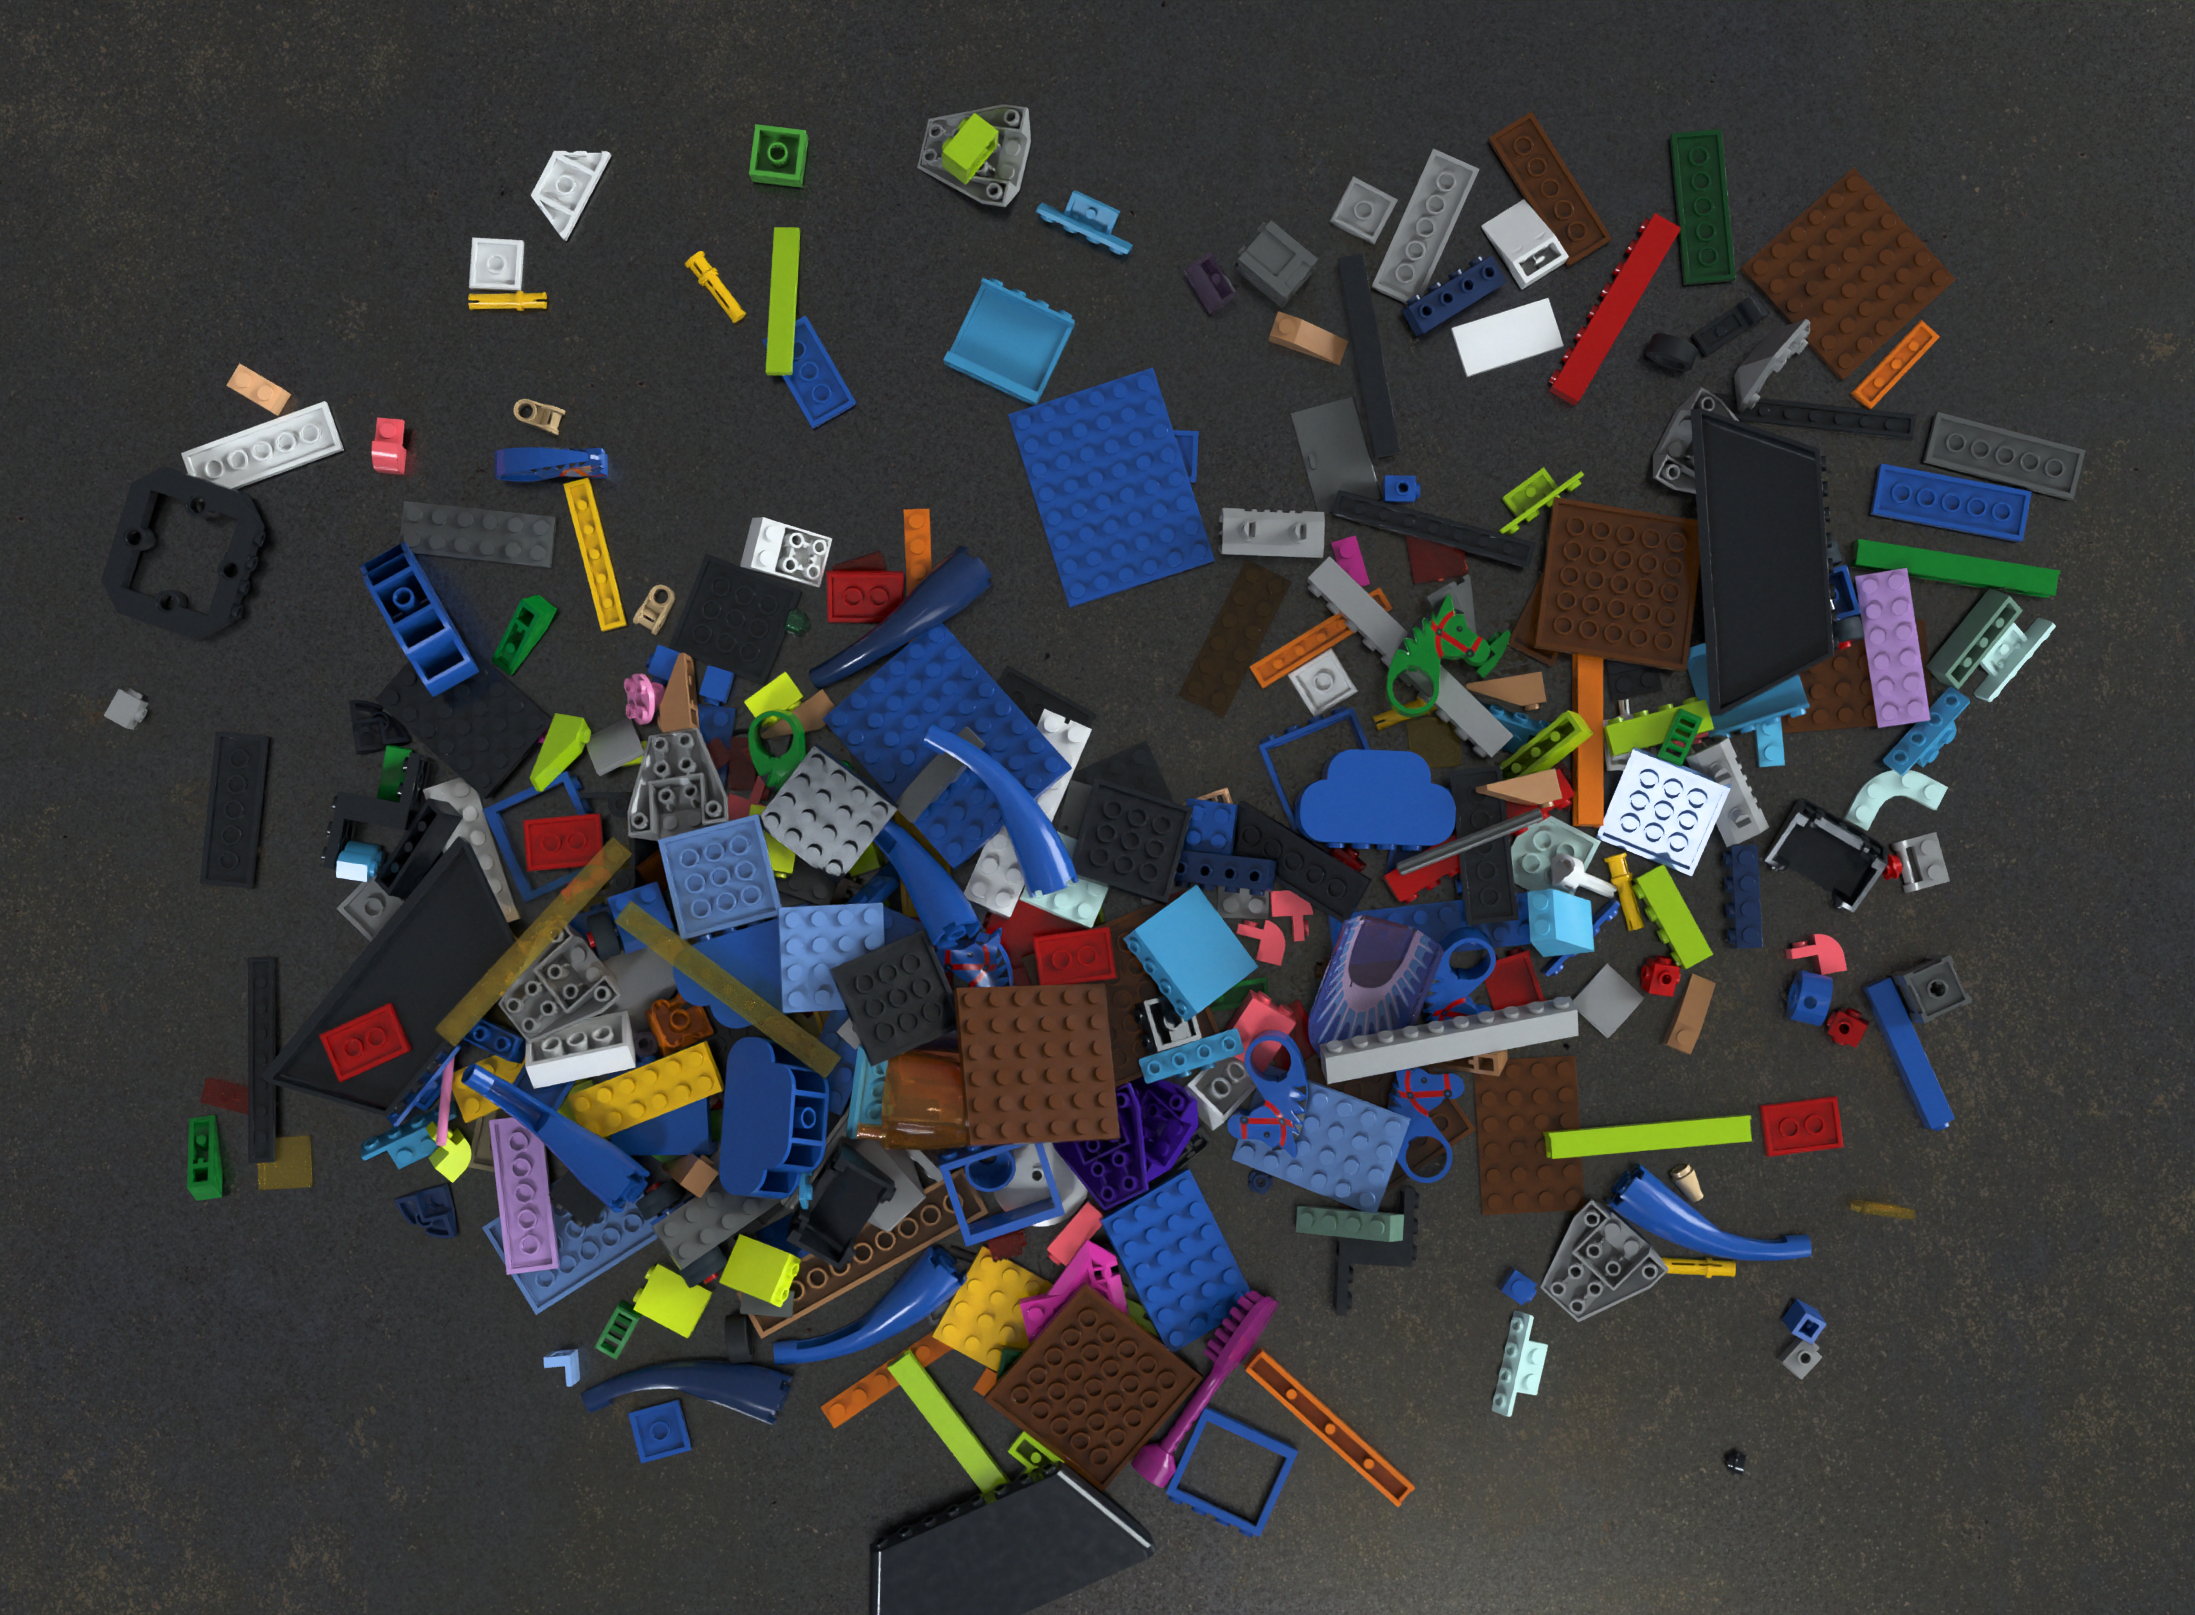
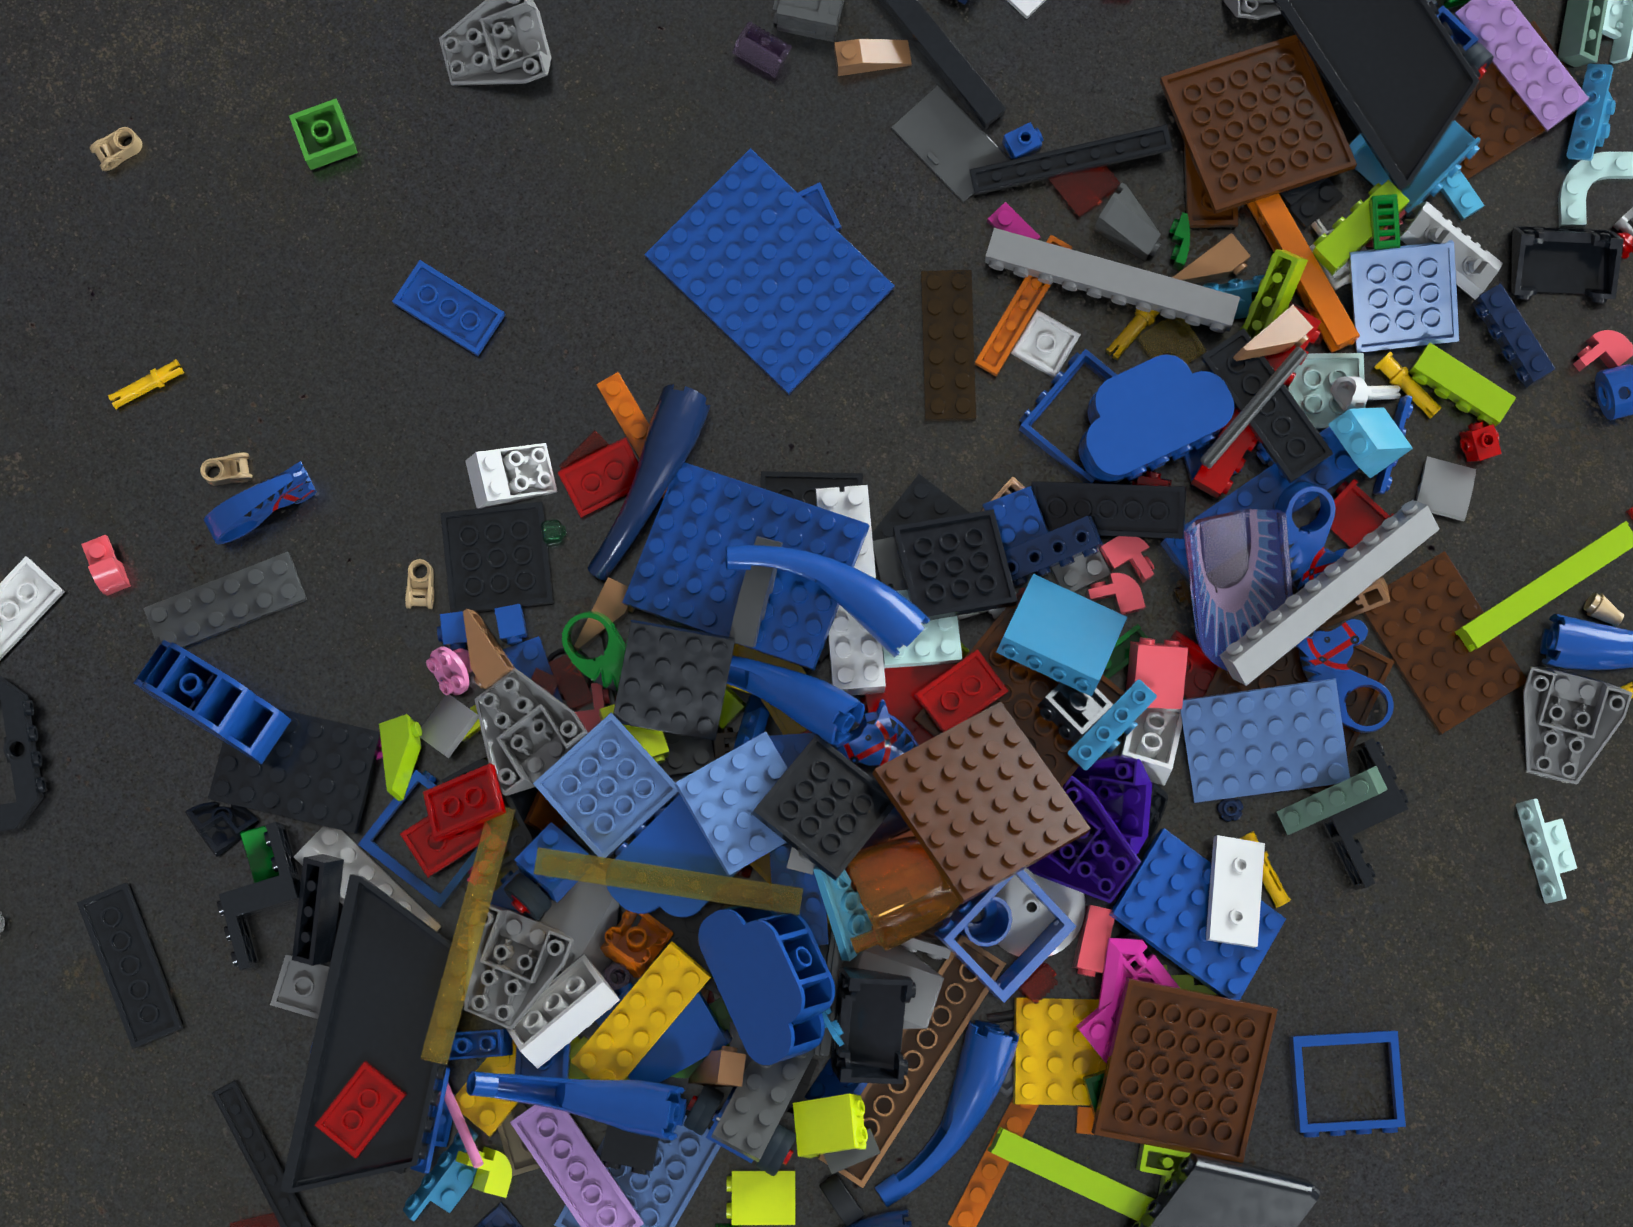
camera: 30 degrees left, 5 degrees down
(359, 861) = (270, 949): dark azure brick -> none
(496, 264) = (119, 358): white tile -> none
(523, 632) = (312, 668): green slope -> none
(567, 186) = (148, 257): white wing -> none
(584, 72) = (114, 148): none -> tan piece
(591, 823) = (464, 802): none -> red tile
(595, 554) = (341, 566): yellow plate -> none
(709, 277) = (316, 272): yellow pin -> none
(778, 694) = (570, 602): neon yellow brick -> none
(783, 301) = (393, 258): lime tile -> none
(969, 148) = (489, 38): lime brick -> none
(1010, 341) = (612, 190): dark azure panel -> none
(1089, 218) = (625, 49): dark azure bracket -> none
(1222, 1256) = (1235, 891): none -> white plate
(1227, 1352) = (1277, 1107): magenta piece -> none
(1261, 1250) = (1270, 877): none -> yellow pin
(1272, 533) = (932, 234): light grey piece -> none
(1283, 1112) = (1219, 734): blue animal -> none
(1328, 1427) = (1411, 995): orange tile -> none
(1434, 638) = (1126, 248): green animal -> none
(1518, 1286) = (1508, 780): blue brick -> none
(1532, 495) = (1140, 86): lime bracket -> none
(1689, 1015) = (1523, 464): medium nougat slope -> none

